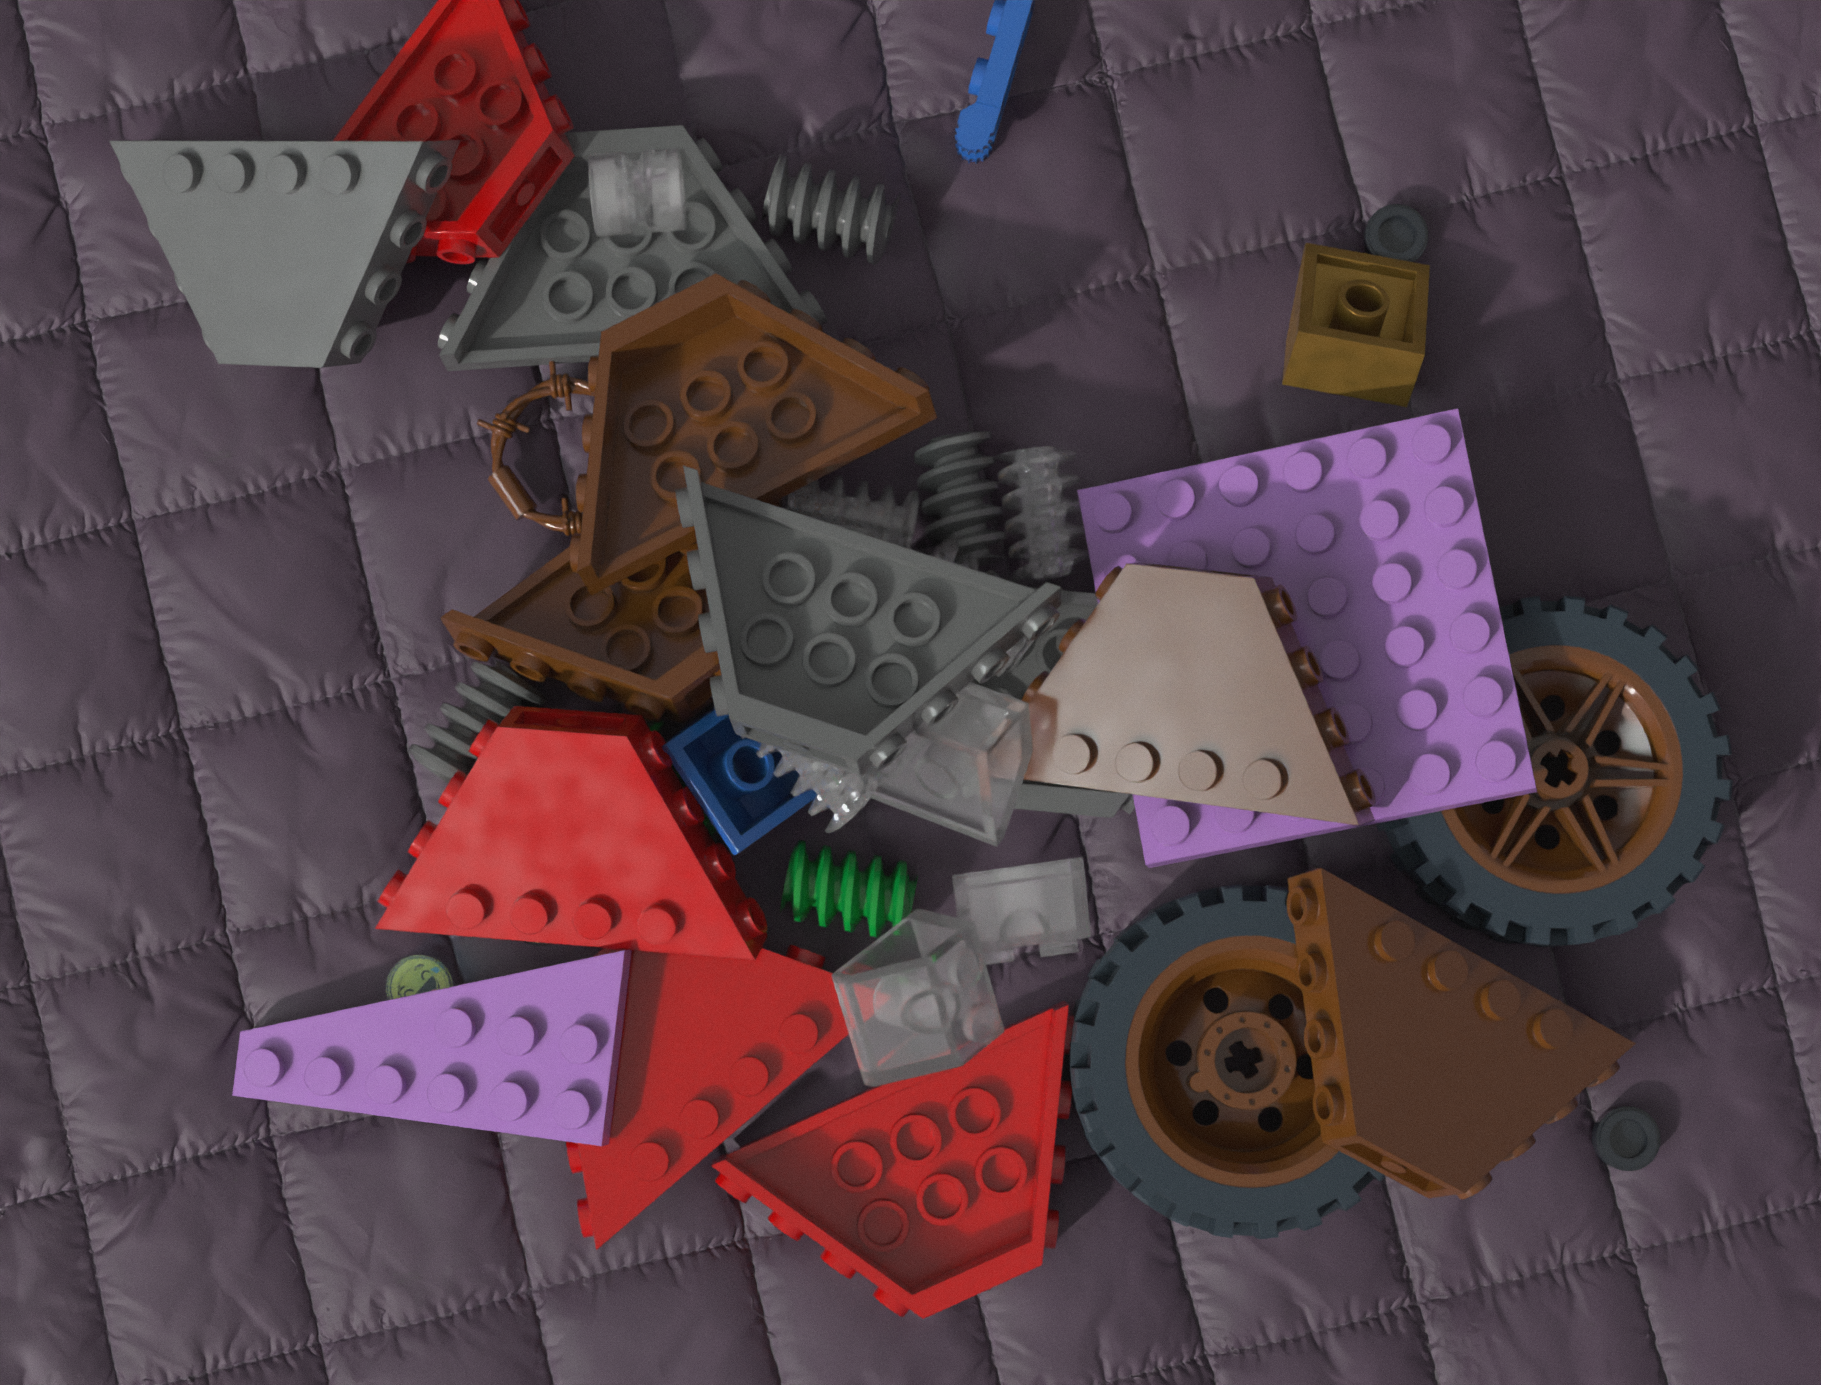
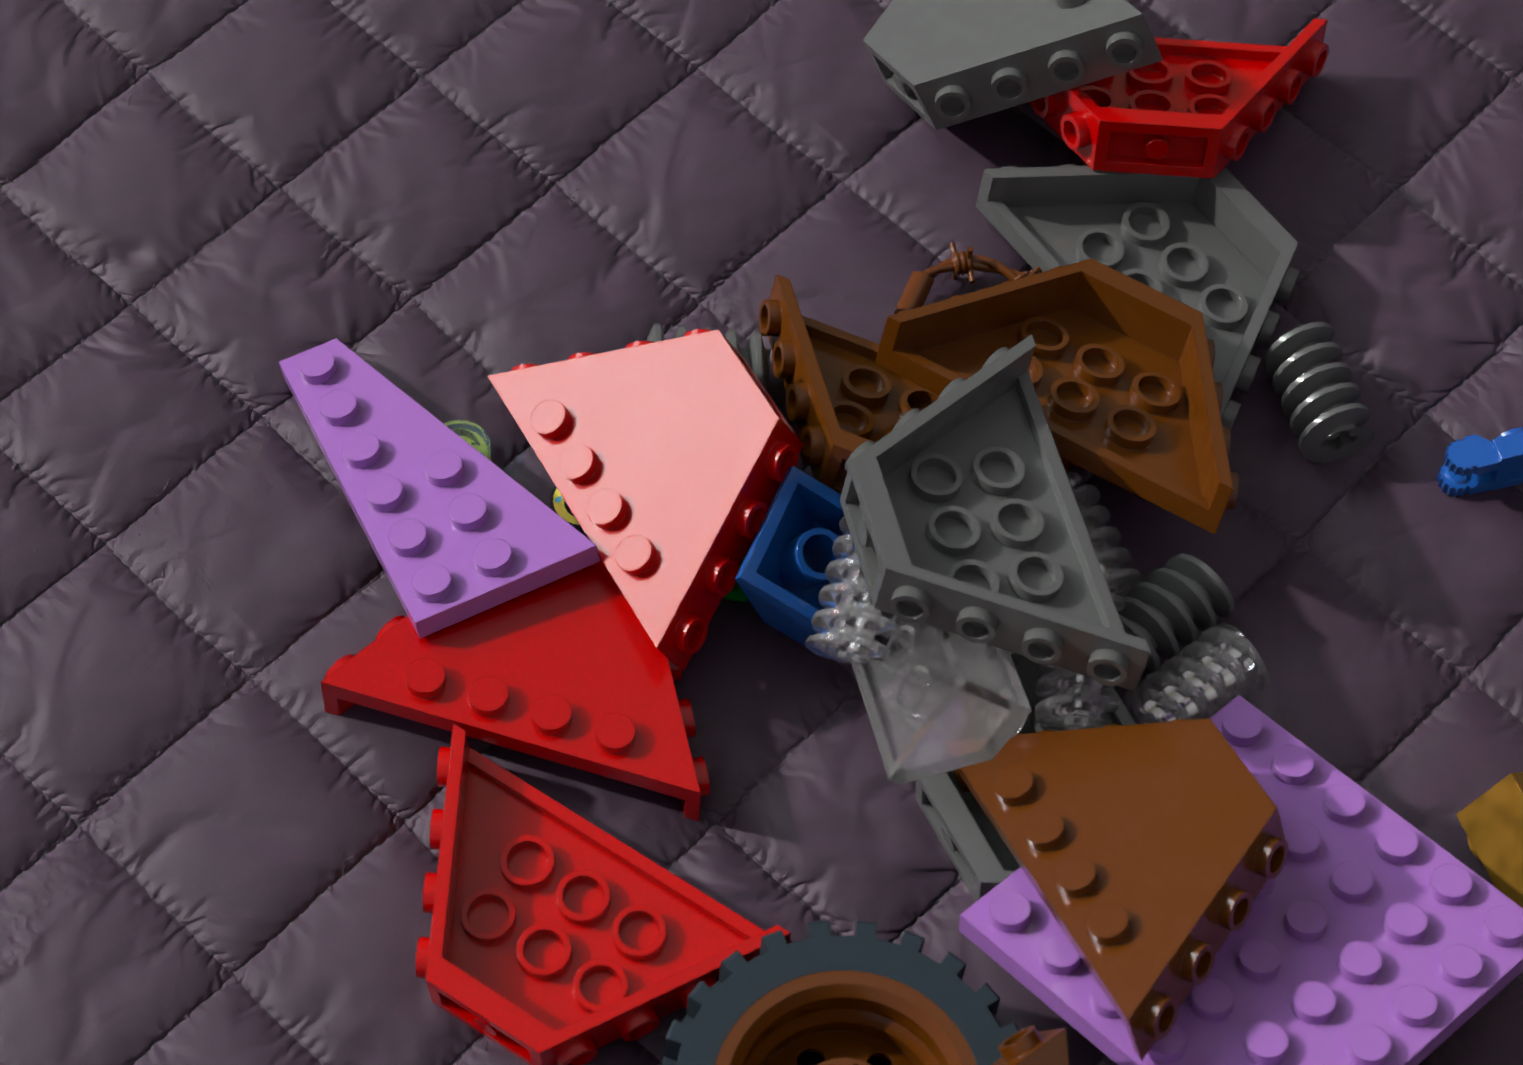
camera: 50 degrees right, 25 degrees down
(637, 191) = (1227, 242): clear wheel -> none
(847, 890) = (766, 721): green piece -> none
(918, 999) = (708, 803): clear slope -> none
(1025, 908) = (850, 851): clear slope -> none

